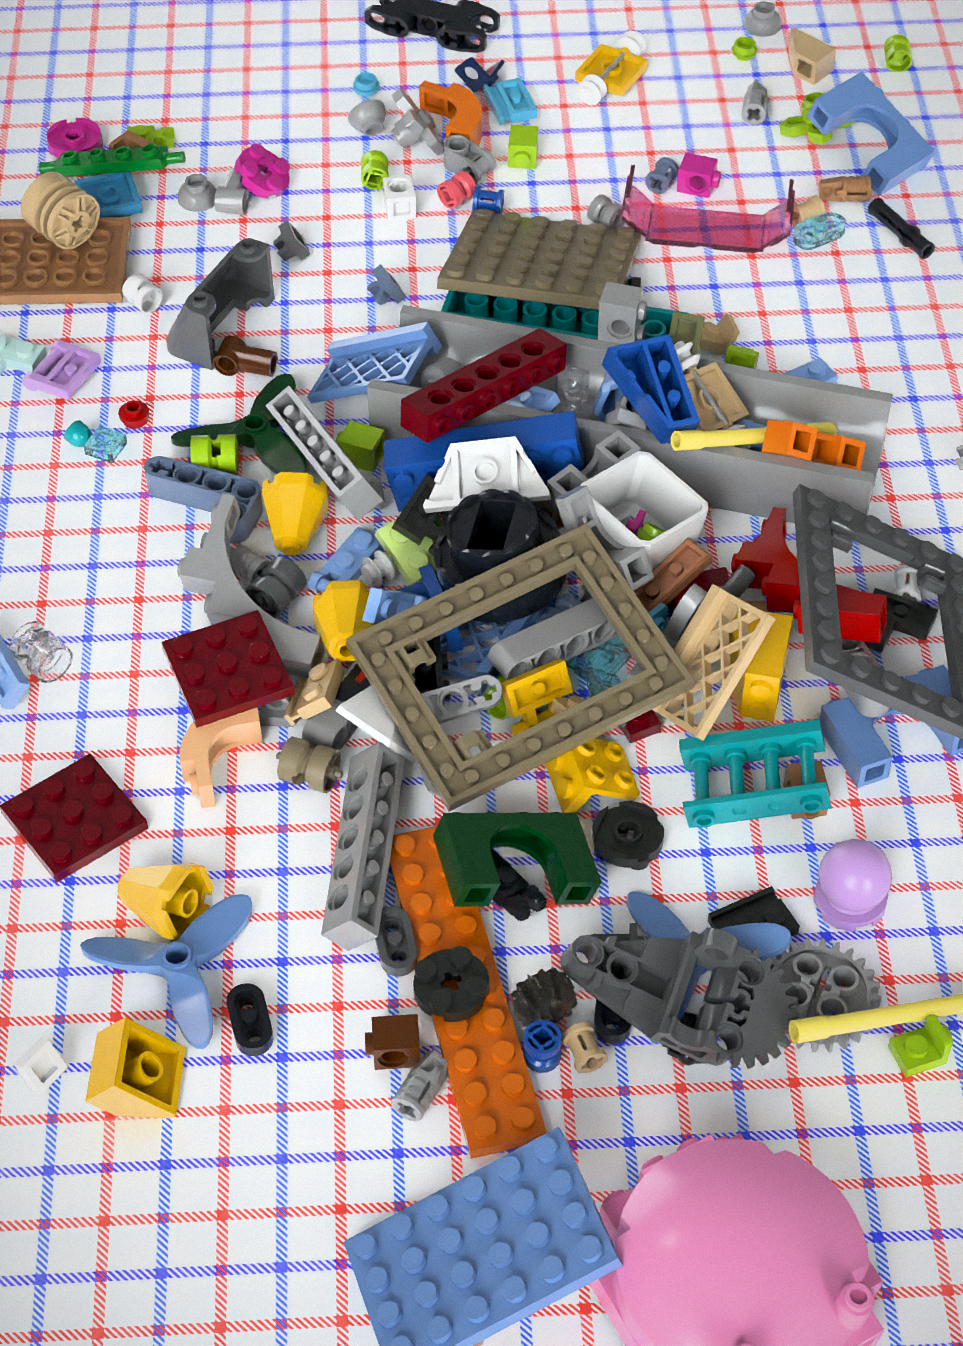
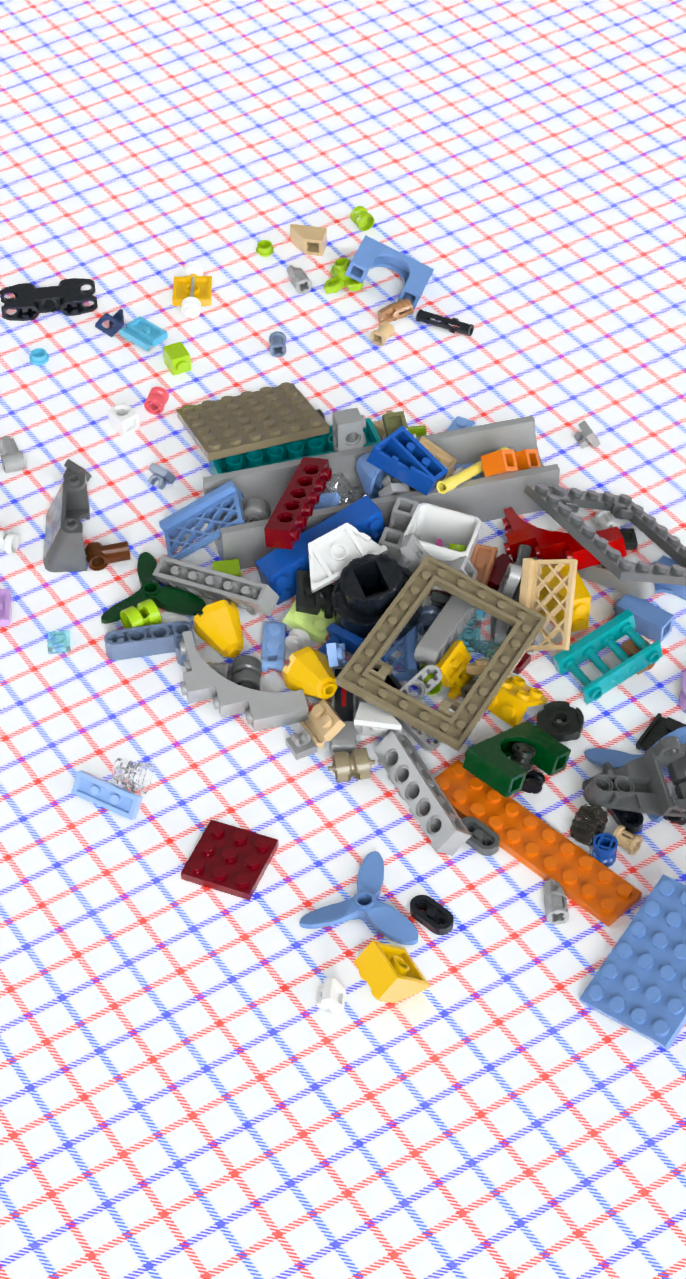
camera: 30 degrees left, 5 degrees down
(77, 433) = (38, 643): teal hinge -> none
(134, 414) = (62, 616): red plate -> none
(166, 895) = (328, 872): yellow cone -> none
(207, 743) = (281, 768): light nougat arch -> none
(227, 668) = (264, 731): dark red plate -> none
(258, 159) = (22, 435): dark pink plate -> none
(368, 117) = (61, 377): light grey piece -> none
(373, 169) = (92, 408): lime wheel -> none
(393, 1041) = (523, 886): reddish brown brick -> none
(415, 124) = (98, 369): light grey plant -> none
(451, 965) = (532, 829): pearl dark grey plate -> none
(455, 104) = (116, 349): orange arch -> none
(466, 156) = (144, 378): light grey piece -> none
(480, 195) = (174, 399): blue bush -> none
(528, 859) = (523, 755): none -> pearl dark grey wheel
(605, 212) = (262, 379): light grey wheel -> none
(698, 175) = (300, 336): dark pink brick -> none
(706, 227) = (333, 364): clear pink windscreen -> none
(763, 20) = (261, 226): light grey piece -> none
(819, 231) = (398, 342): clear light blue plate -> none

